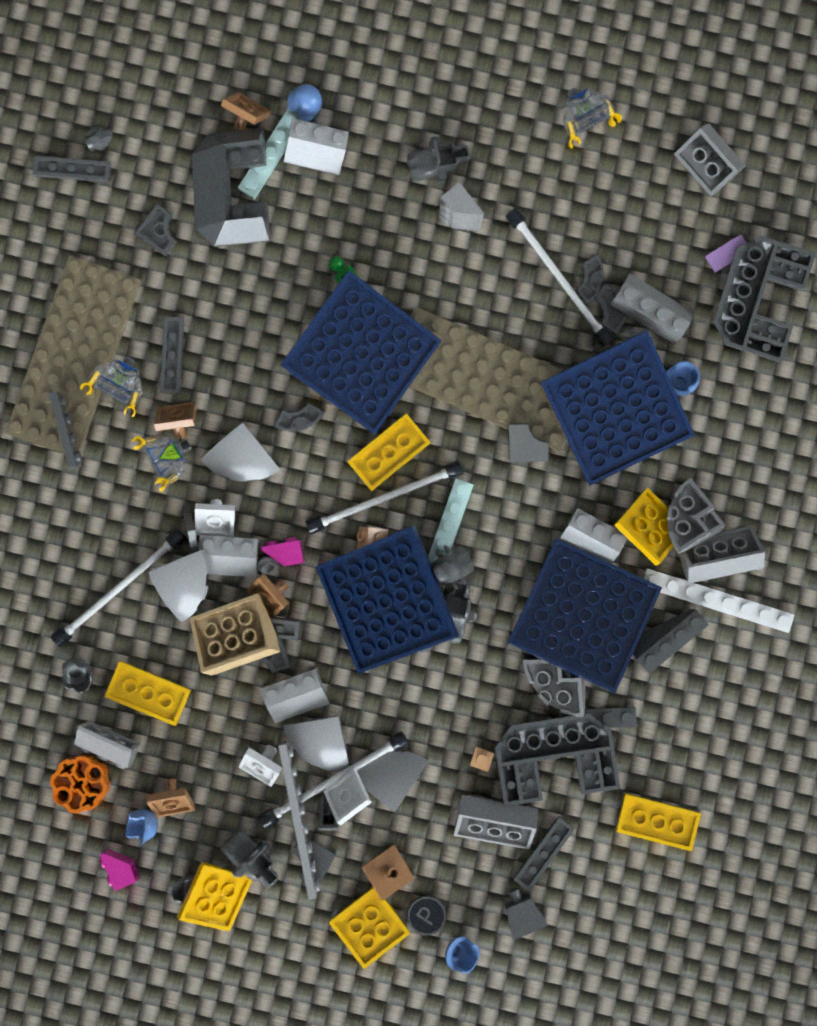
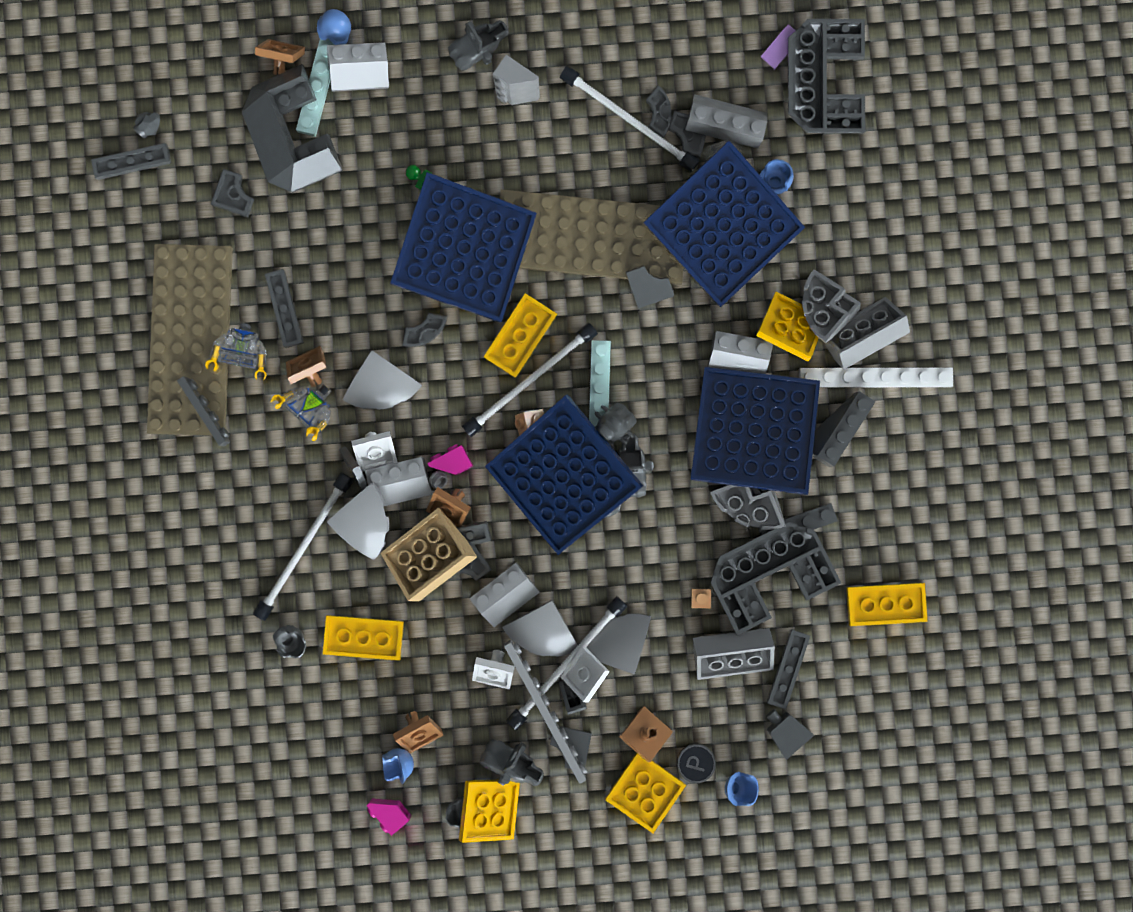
camera: 25 degrees left, 0 degrees up
(74, 803) = (325, 764): orange connector -> none
(106, 744) = (339, 699): light grey slope -> none

